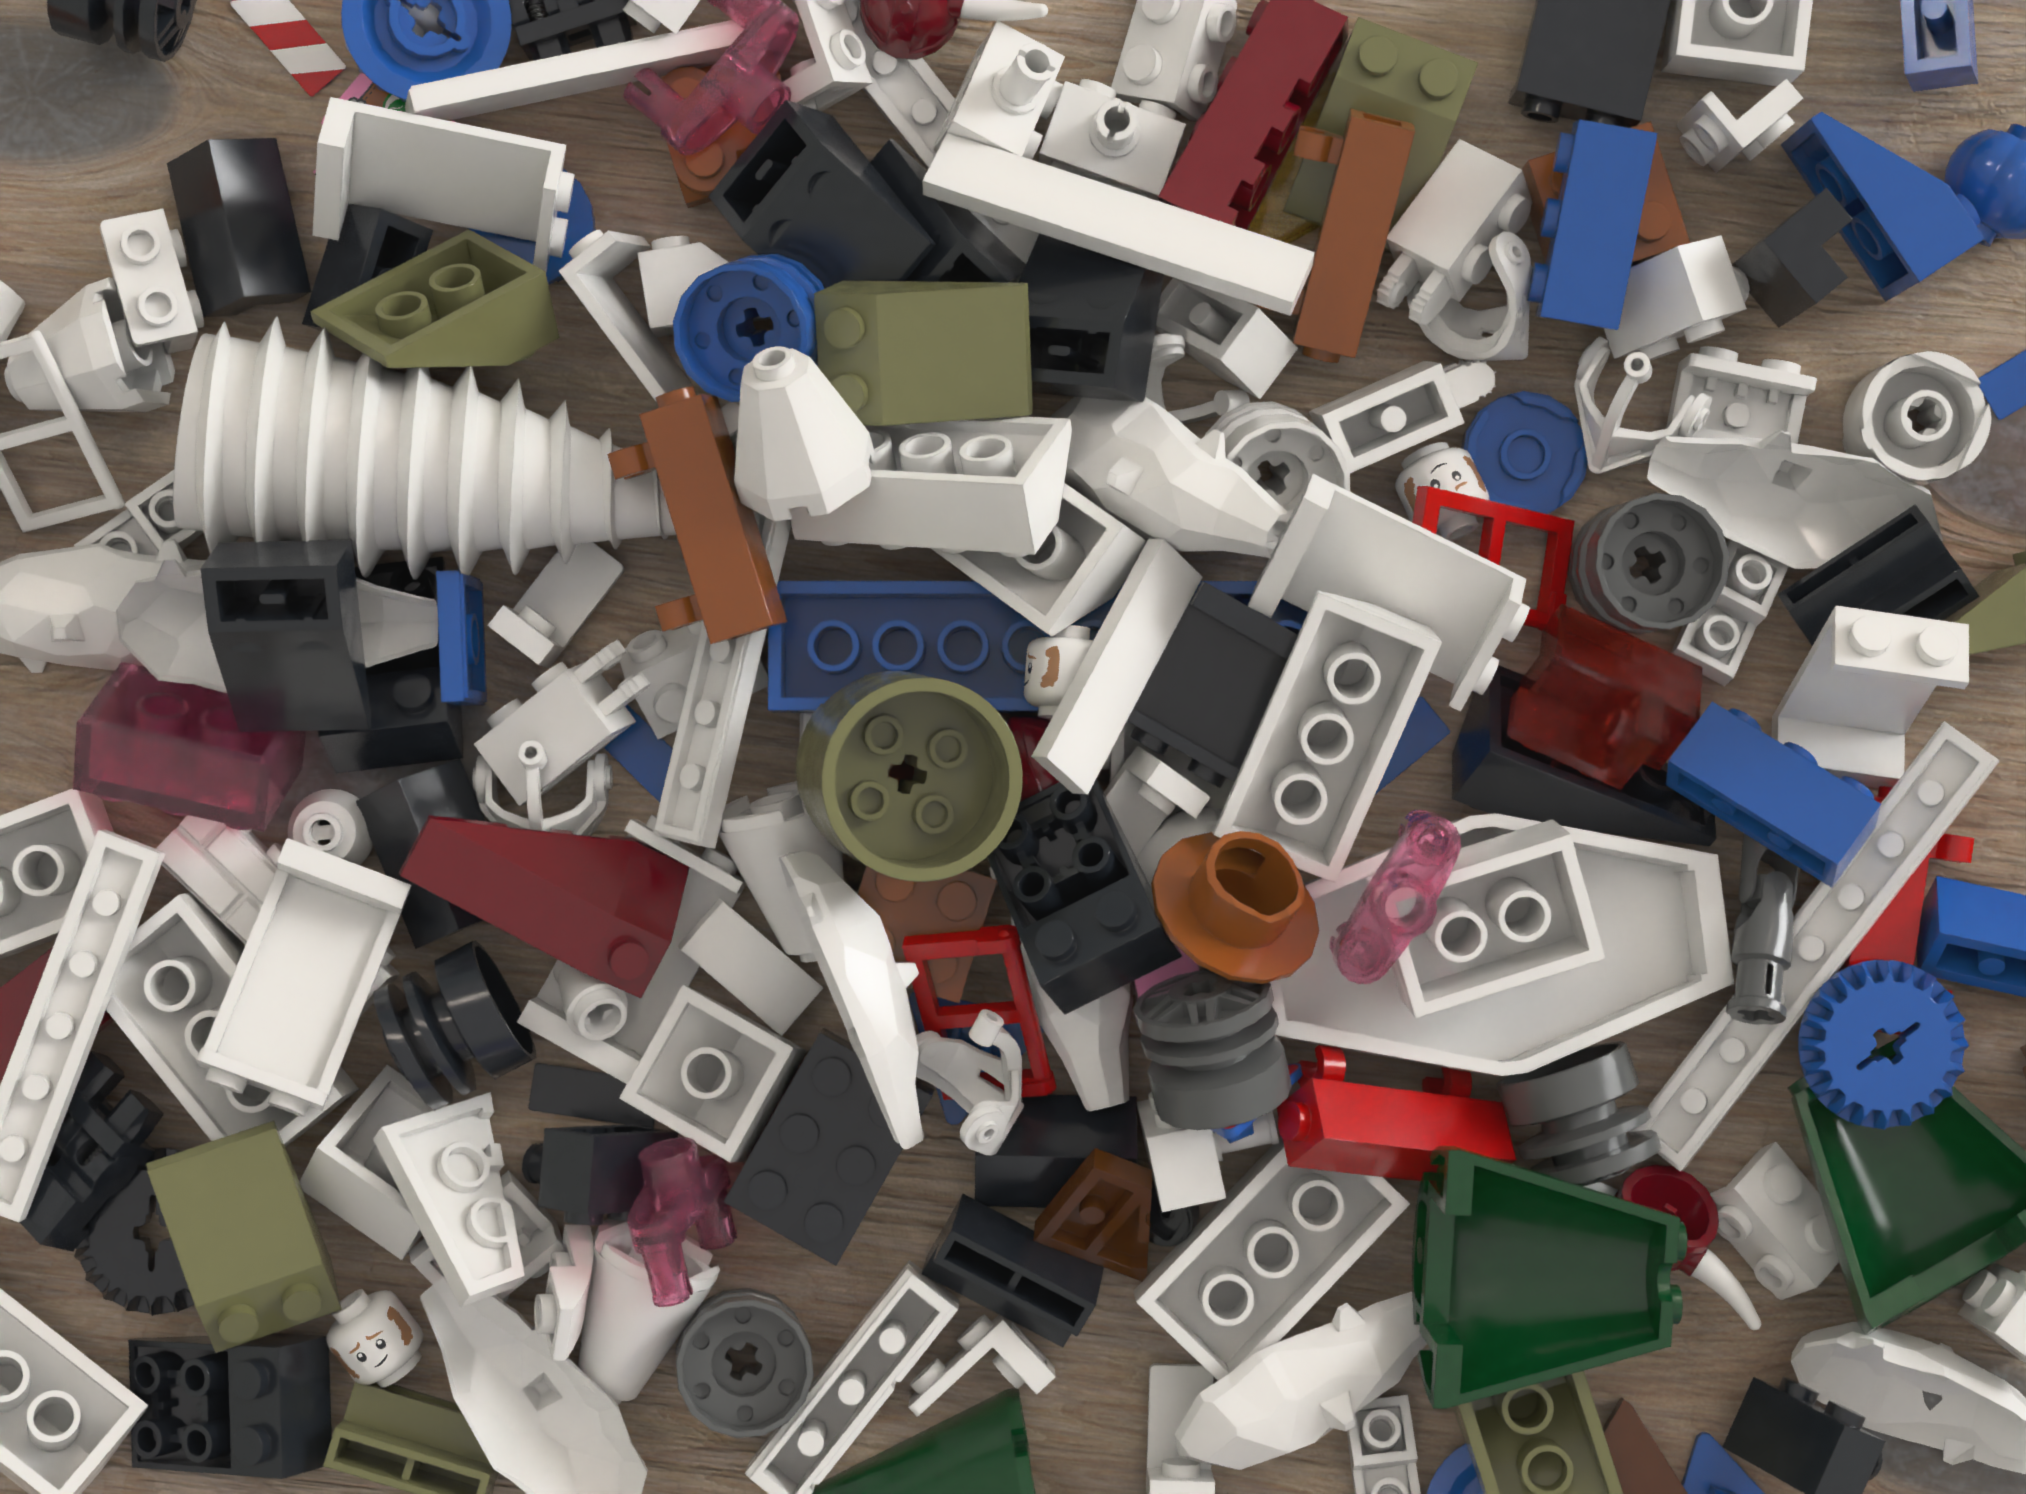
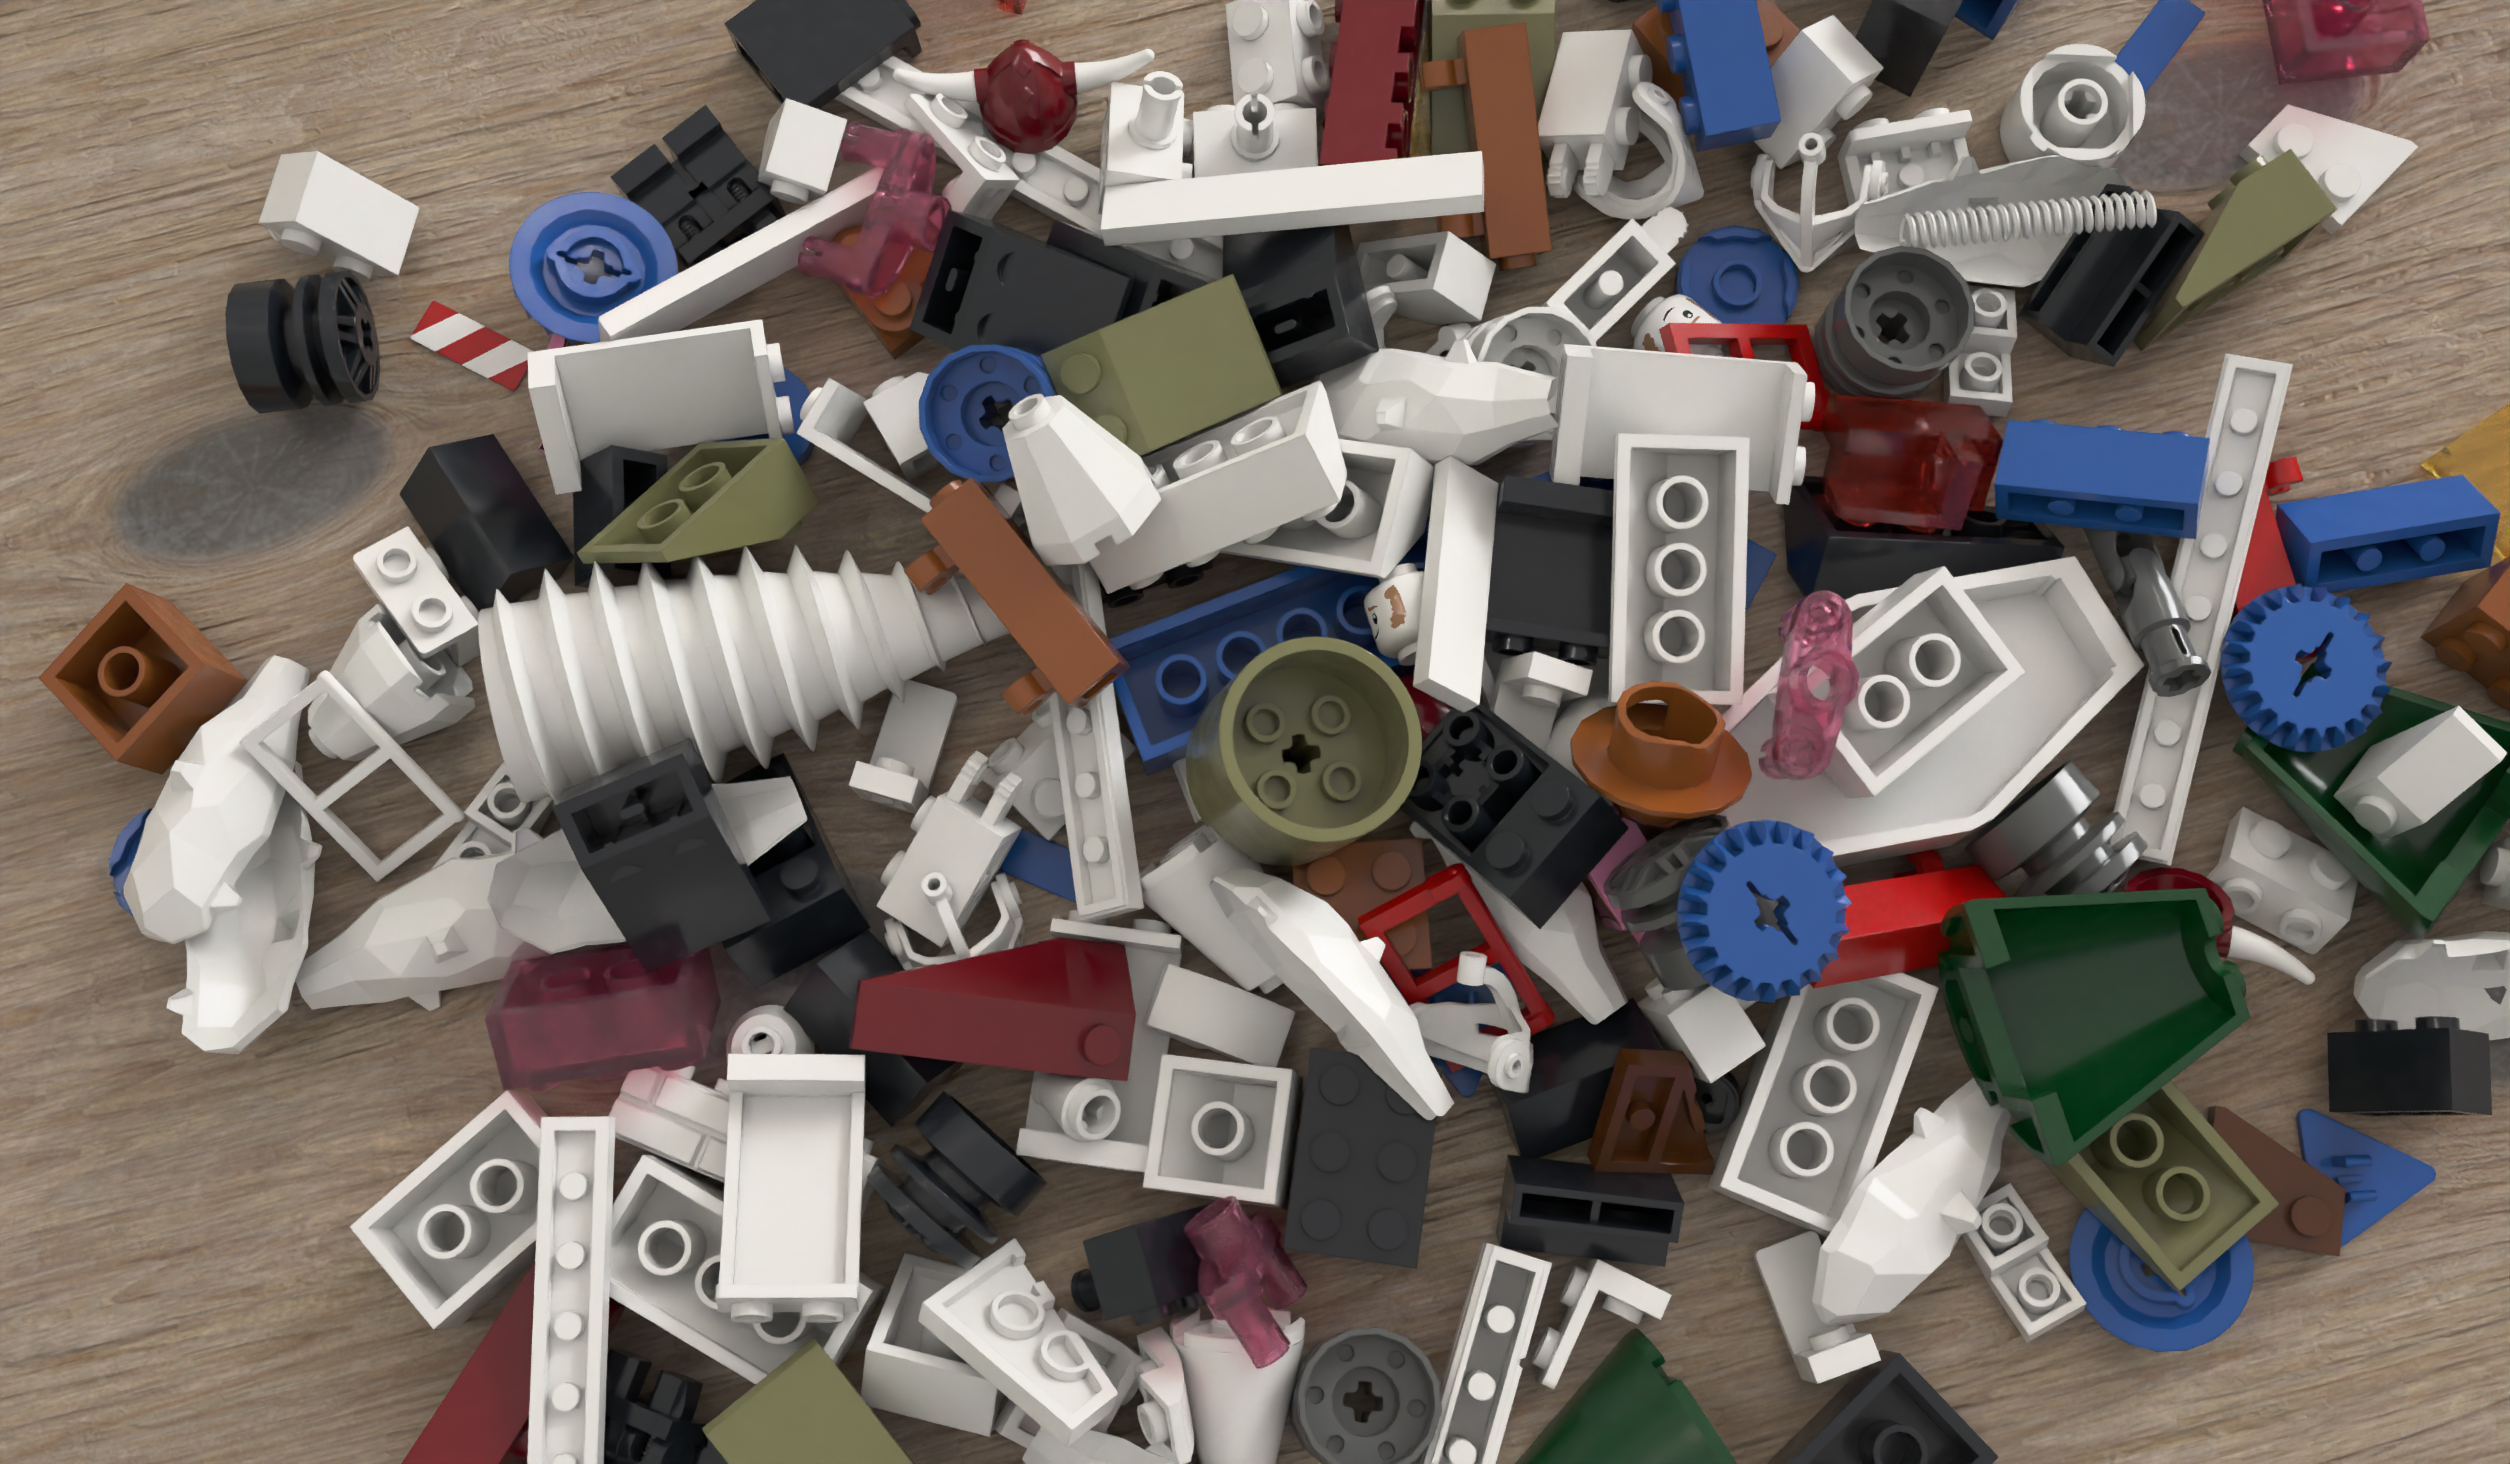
camera: 15 degrees left, 10 degrees down
(461, 639) = (828, 811): blue tile -> none
(582, 1095) = (1108, 1207): black sticker -> none
(1219, 1077) = (1720, 911): none -> blue gear
(1803, 507) = (2110, 219): none -> white piece
(1867, 687) = (2144, 338): white panel -> none
(1937, 1182) = (2418, 773): none -> white slope

